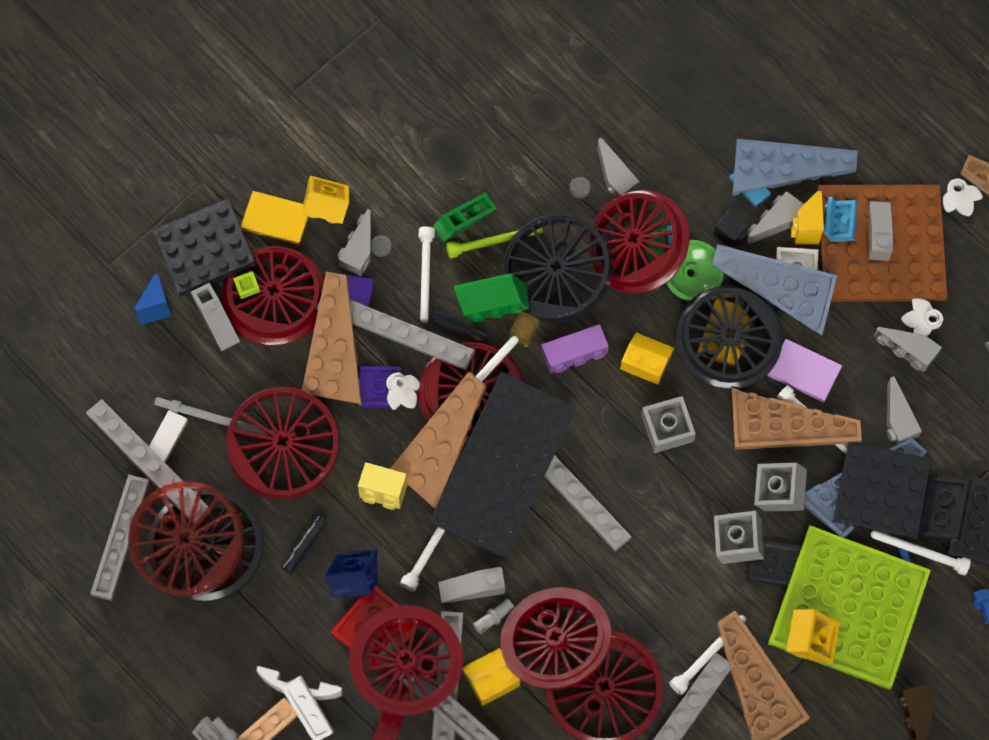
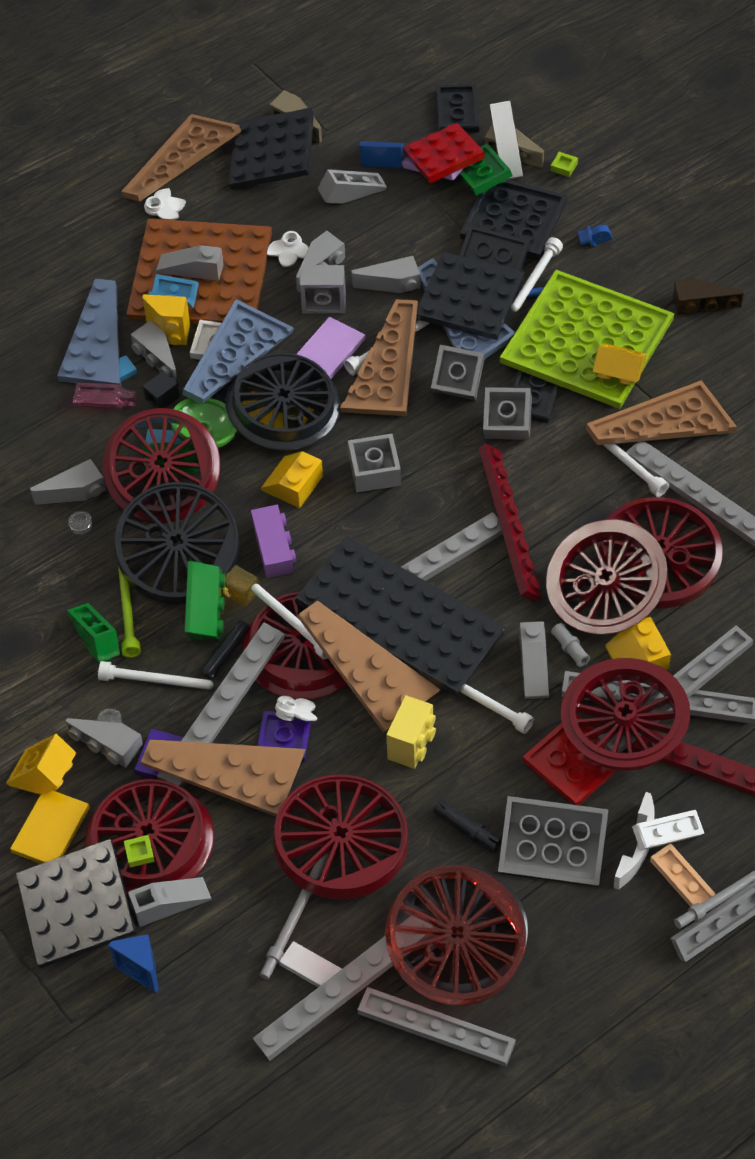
camera: 80 degrees left, 15 degrees down
(295, 616) = (553, 840): none -> light grey slope
(353, 574) = (510, 771): clear blue slope -> none
(620, 551) = (510, 524): none -> dark red plate
(719, 180) = (103, 395): none -> clear pink hinge
(867, 353) = (322, 289): none -> light grey brick

